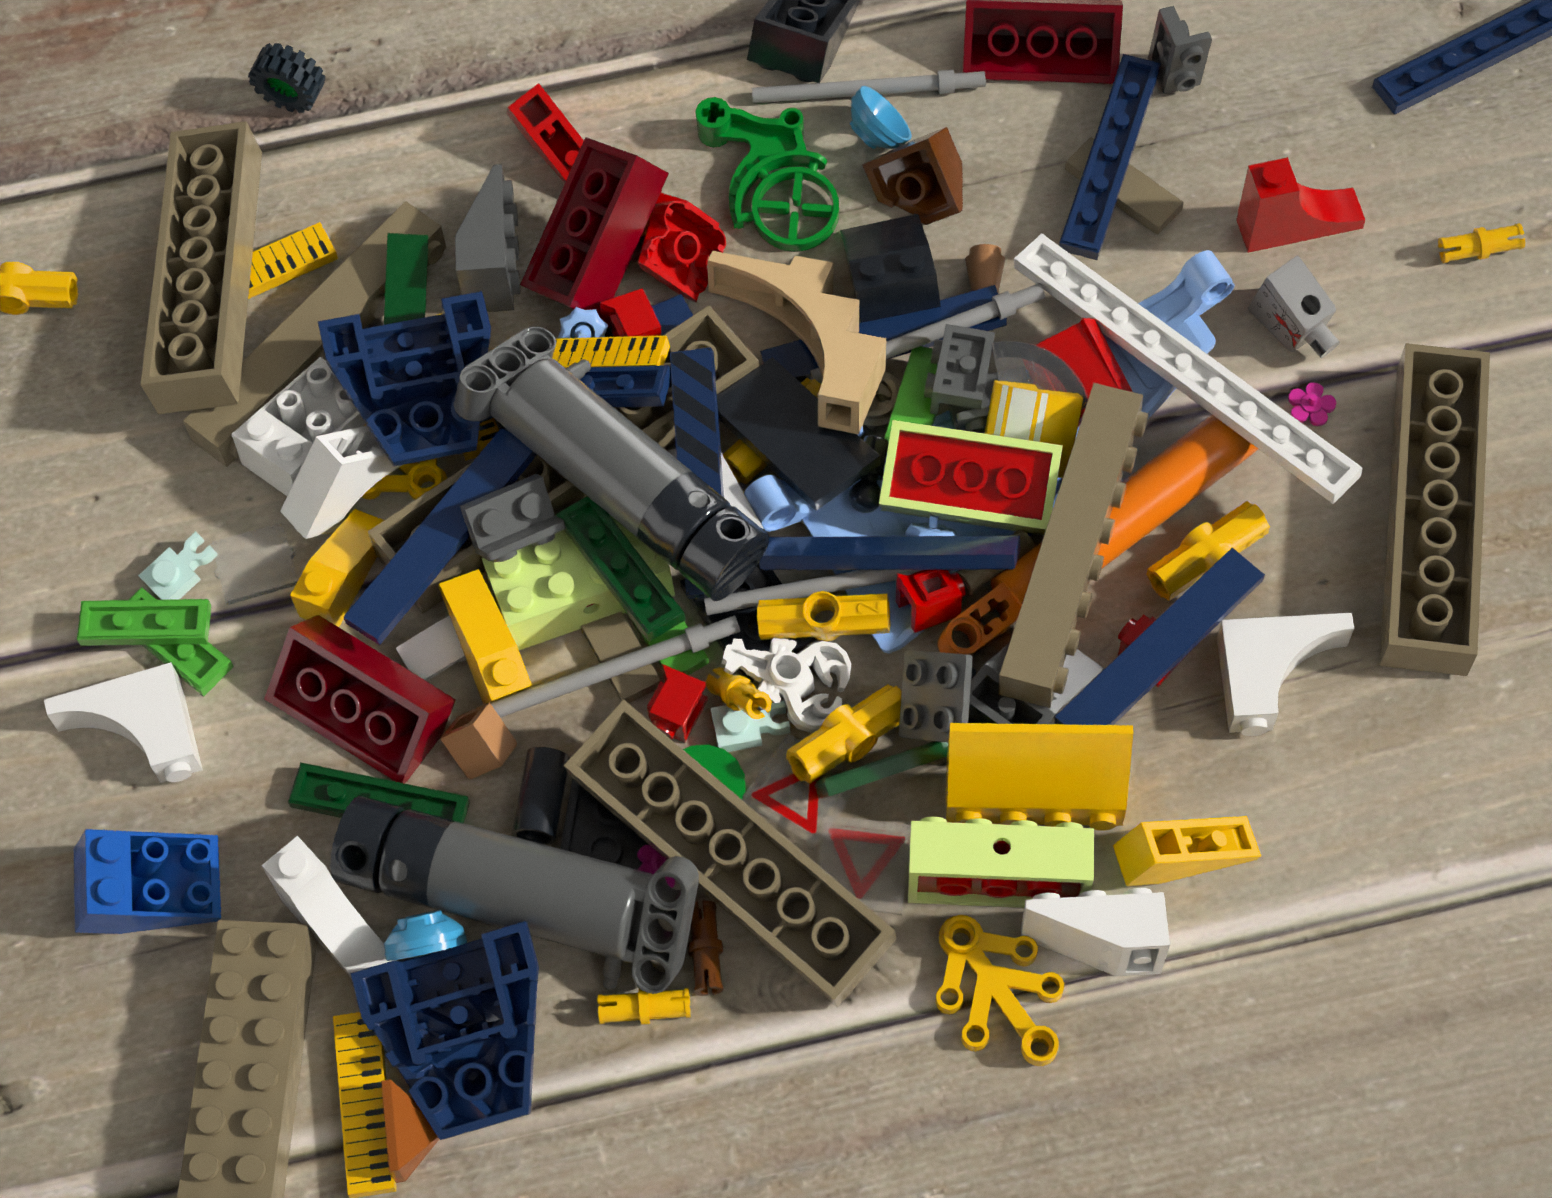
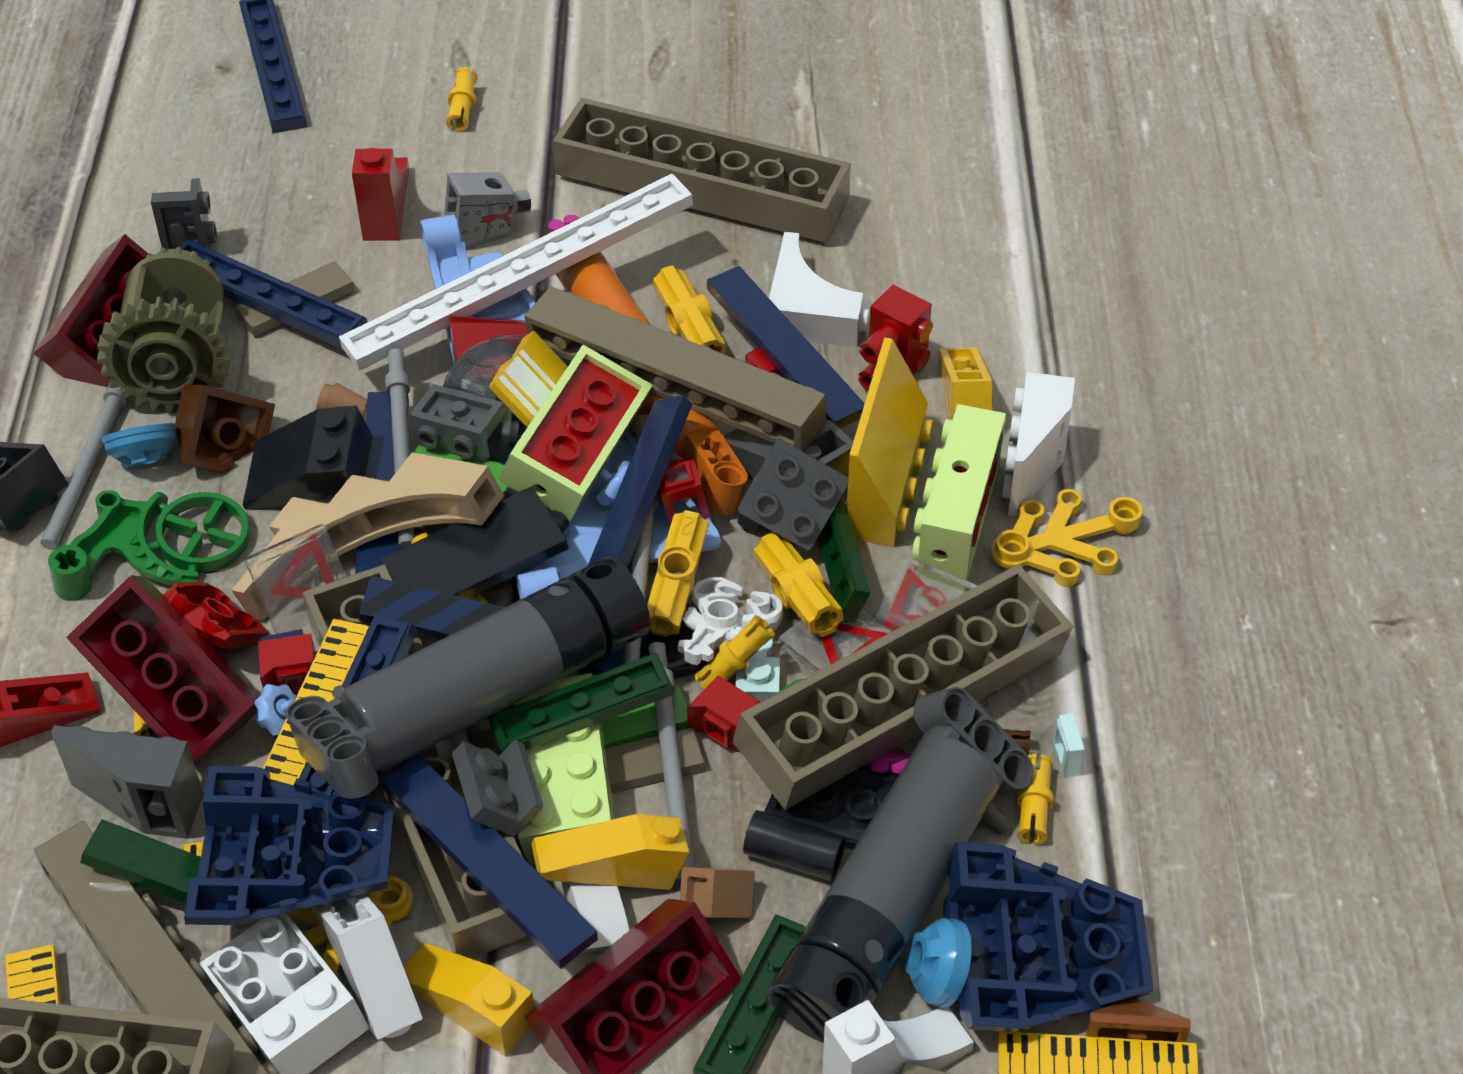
camera: 80 degrees left, 15 degrees down
(709, 1026) = (1068, 745): none -> light aqua tile
(741, 297) = (288, 570): none -> clear tile
(970, 94) = (166, 330): none -> olive piece
(1213, 759) = (904, 320): none -> red brick

